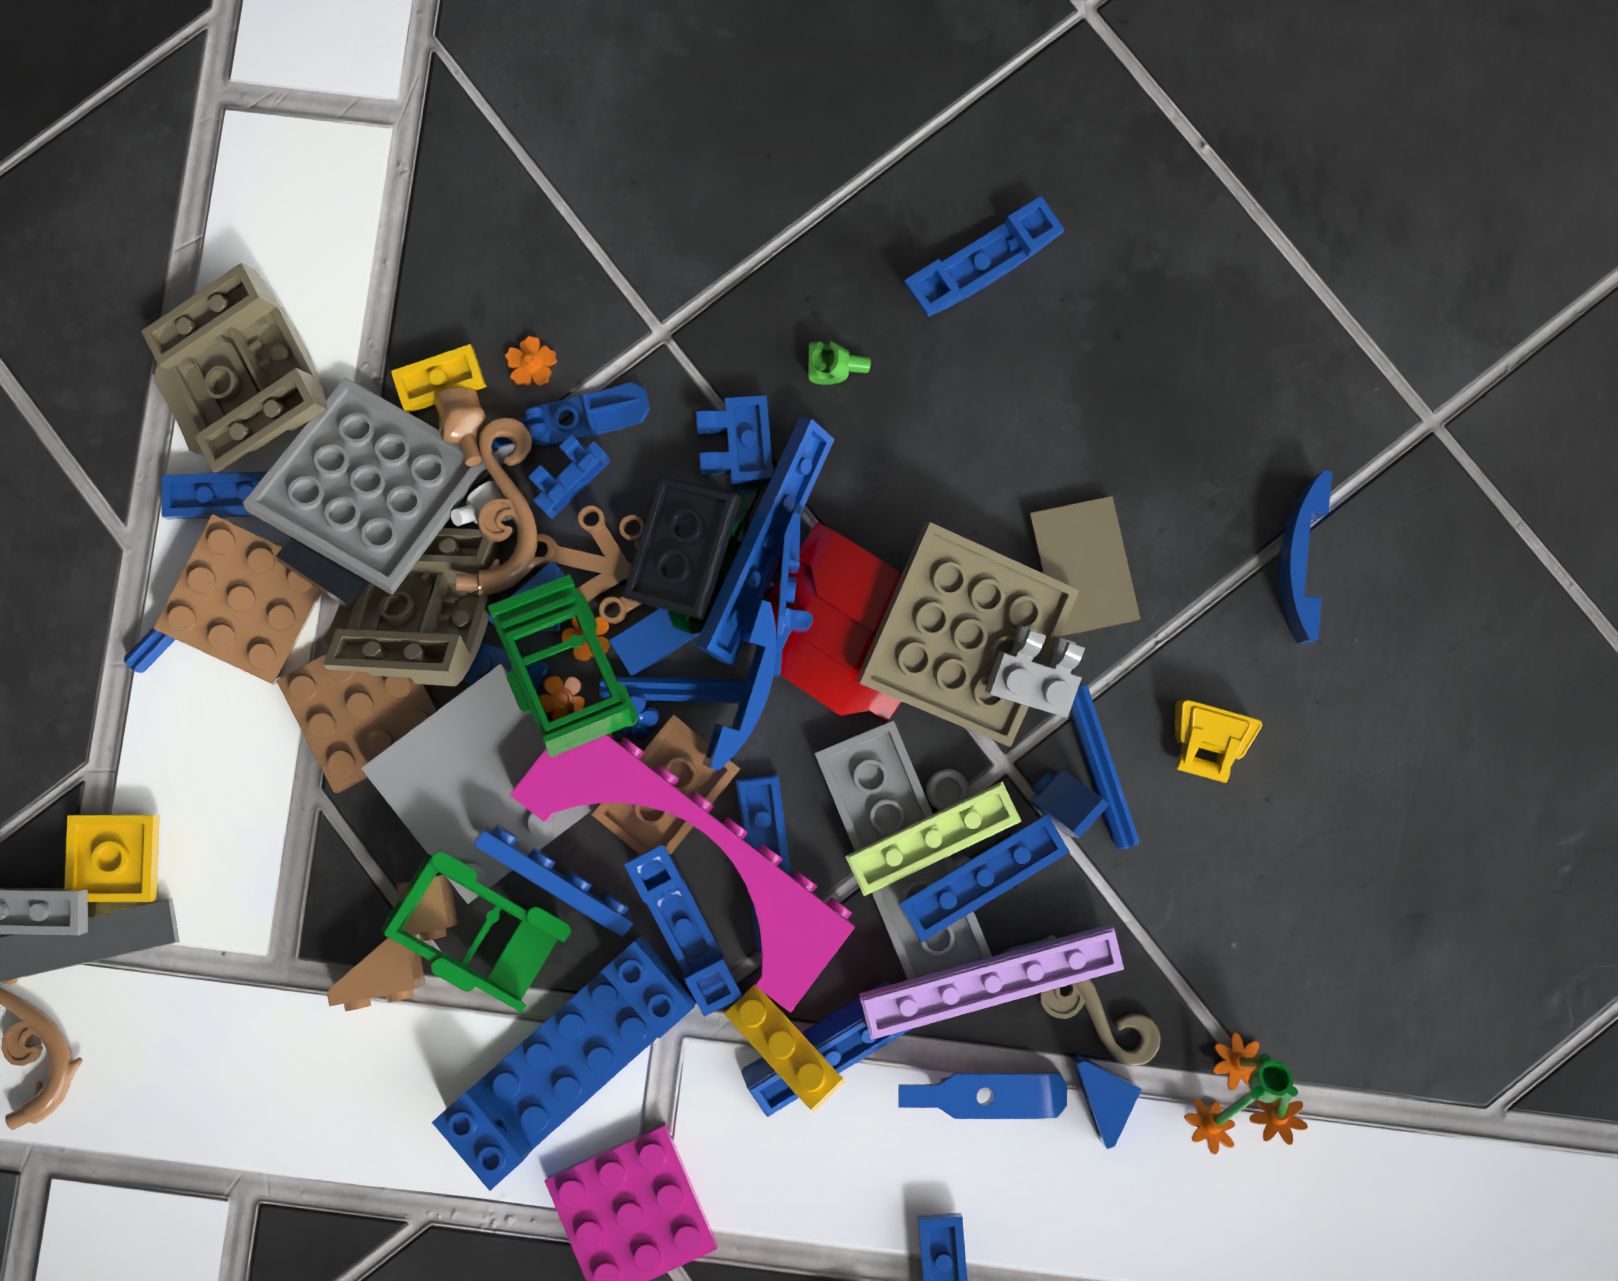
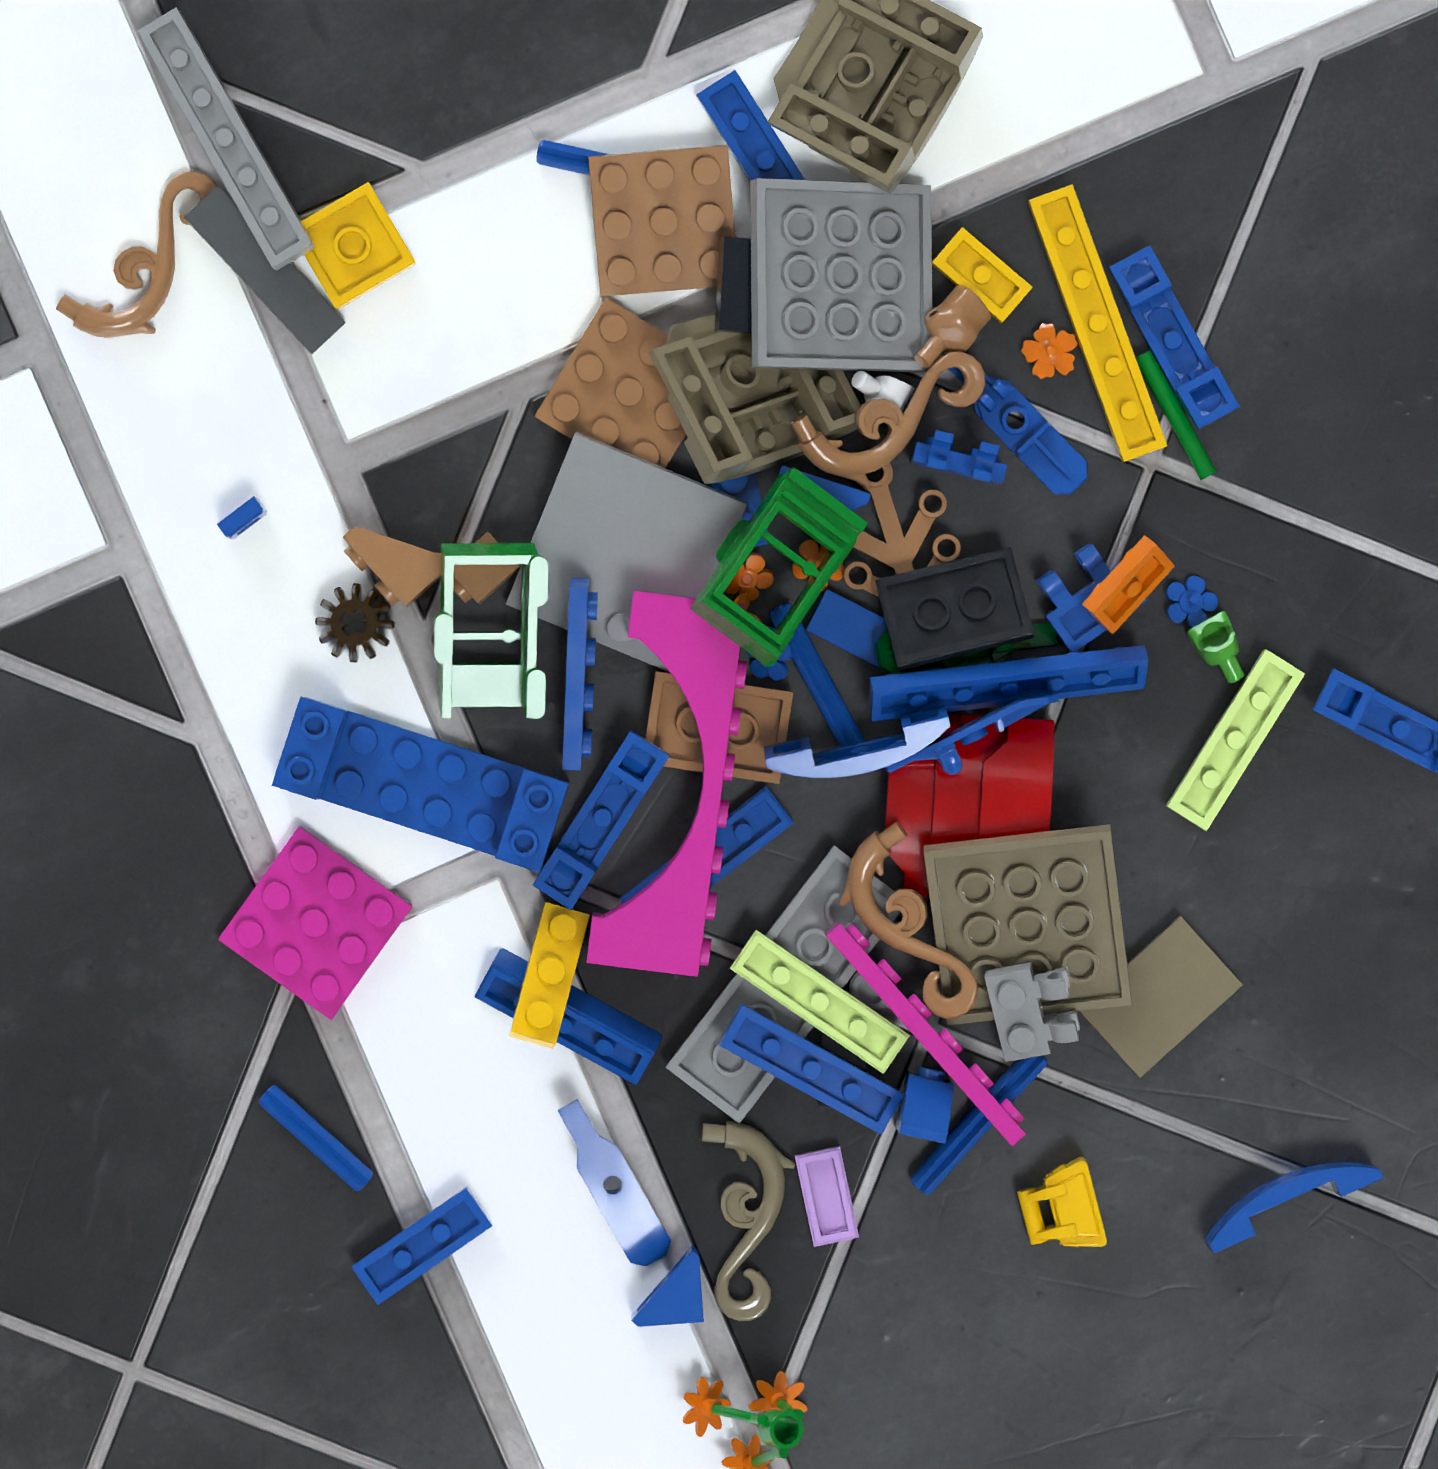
camera: 55 degrees right, 5 degrees up
(269, 1078) = (242, 518): none -> blue tile
(416, 1050) = (352, 607): none -> dark brown gear
(529, 312) = (1097, 323): none -> yellow plate
(574, 263) = (1172, 338): none -> blue slope
(636, 294) = (1175, 415): none -> green bar
(743, 400) = (1128, 584): none -> orange plate
(787, 367) = (1190, 602): none -> blue plant
(860, 754) = (858, 889): none -> medium nougat plant
(915, 391) = (1235, 739): none -> yellowish green plate
(991, 981) = (720, 1130): lavender tile -> none
(1025, 761) = (940, 1046): none -> dark pink plate
(1075, 915) = (826, 1196): none -> lavender tile

